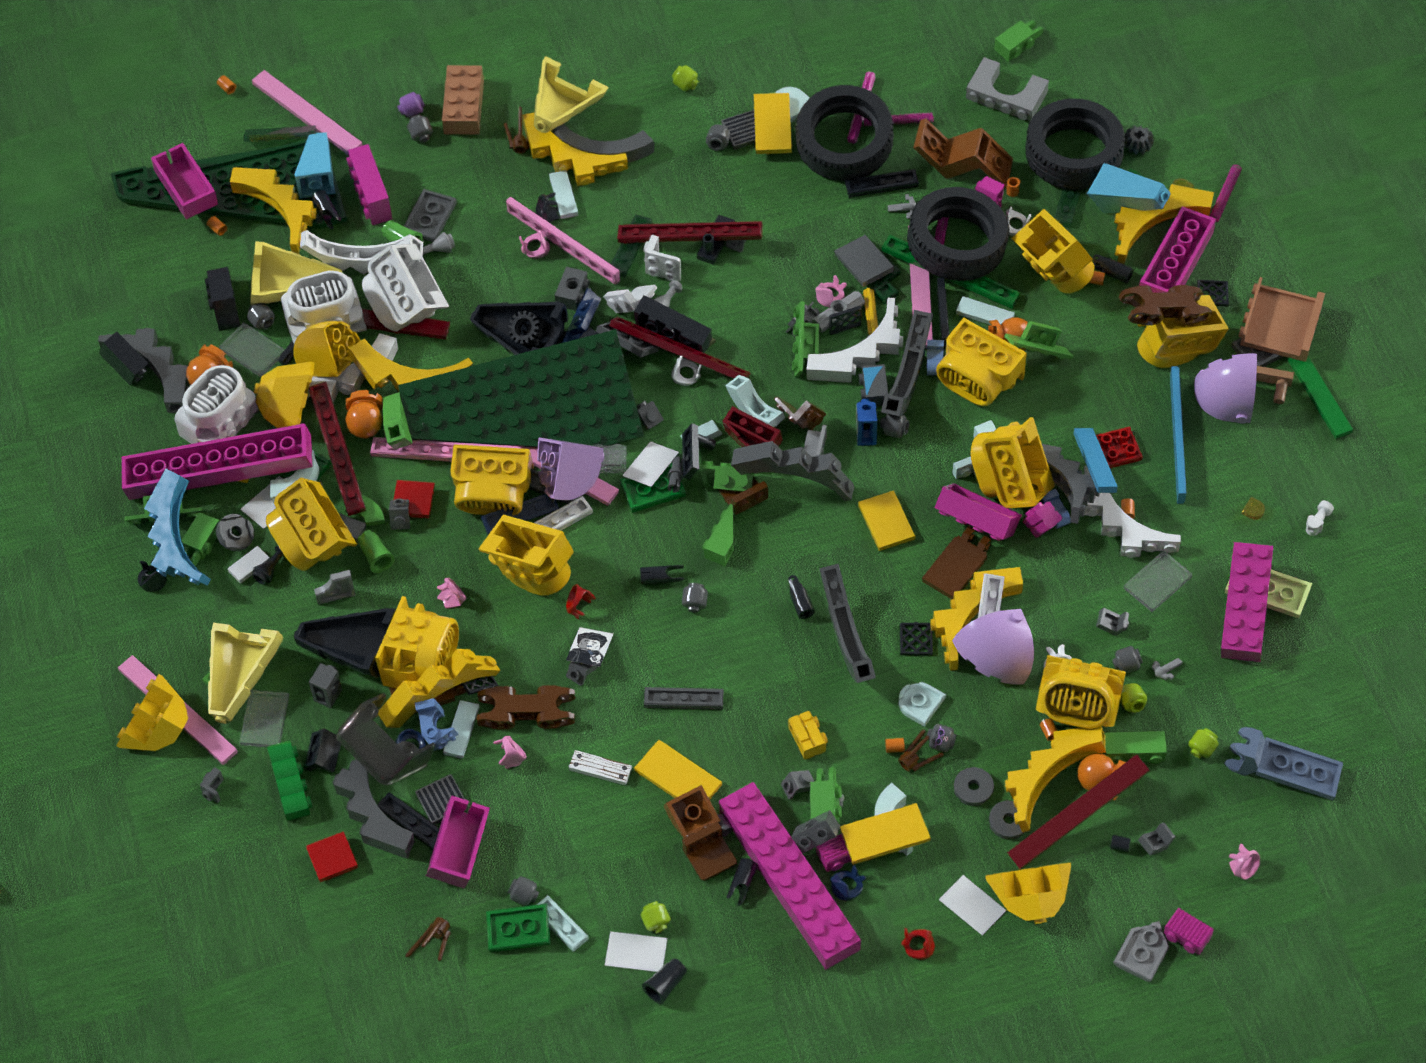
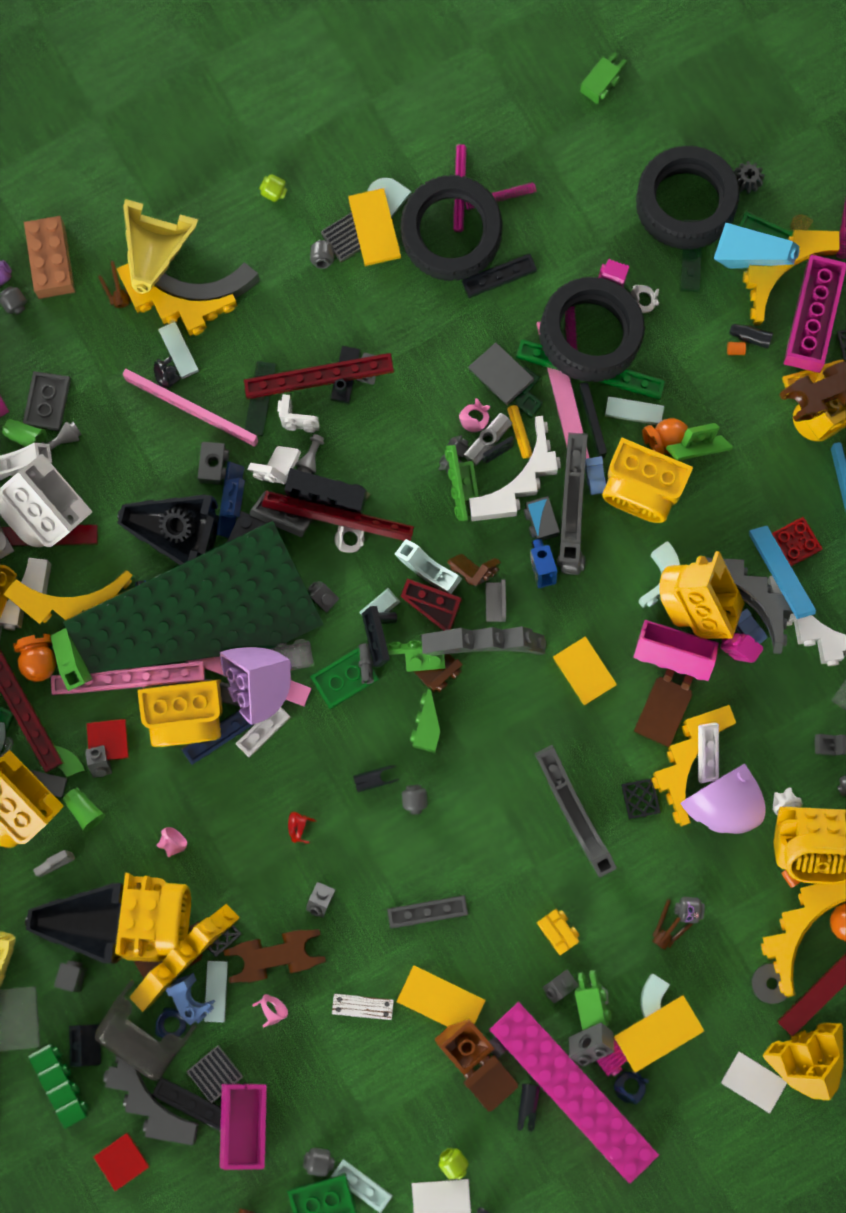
camera: 10 degrees left, 20 degrees up
(529, 555) = (239, 791): yellow brick -> none
(541, 252) = (172, 414): bright pink piece -> none
(589, 647) = (322, 876): sticker -> none
(650, 464) = (337, 652): white sticker -> none
(800, 598) = (518, 778): black piece -> none
(894, 745) = (645, 924): orange hinge -> none
(903, 207) = (534, 298): light grey piece -> none
(920, 702) = (659, 869): light aqua tile -> none
(928, 945) = (723, 1138): red piece -> none
(963, 152) = (577, 231): dark orange bracket -> none
(976, 776) = (741, 949): dark grey tile -> none
(1013, 187) = (633, 261): orange hinge -> none
(1020, 105) = (623, 157): light grey arch -> none
(1055, 253) = (693, 335): yellow brick -> none
(1128, 507) = (820, 614): orange hinge -> none

